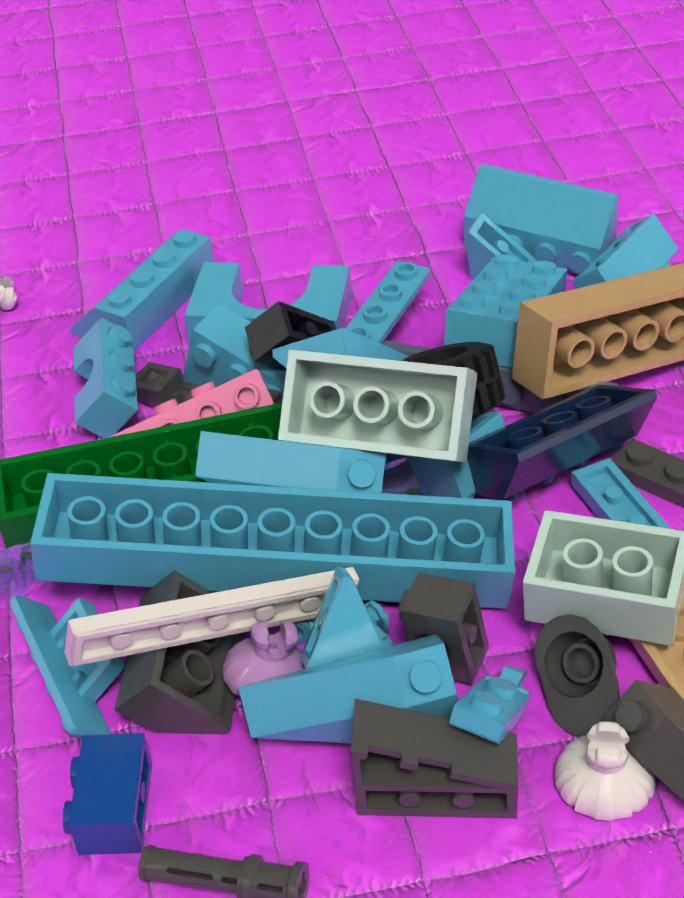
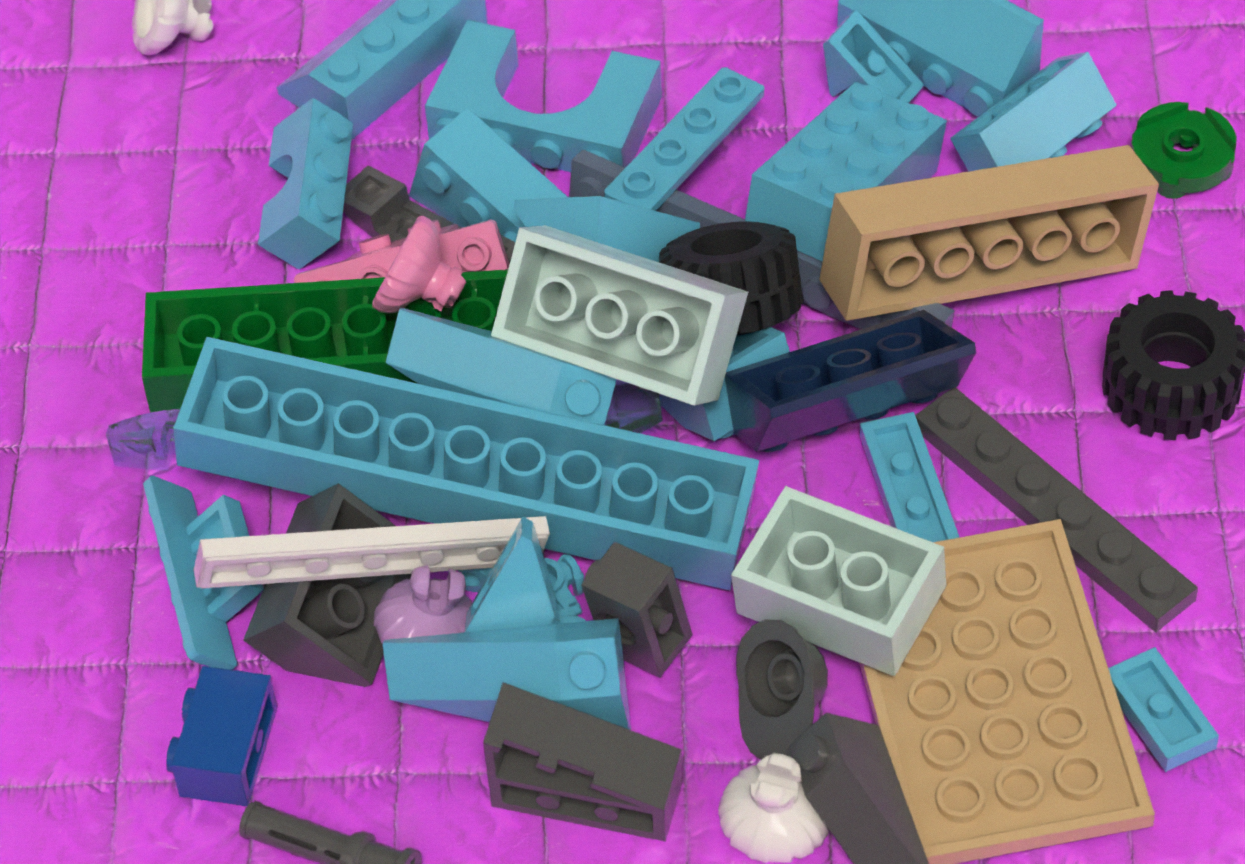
camera: 10 degrees right, 10 degrees up
(209, 409) = (419, 273): none -> bright pink hair
(282, 326) = (547, 170): black slope -> none
(493, 705) = (665, 711): medium azure hinge -> none

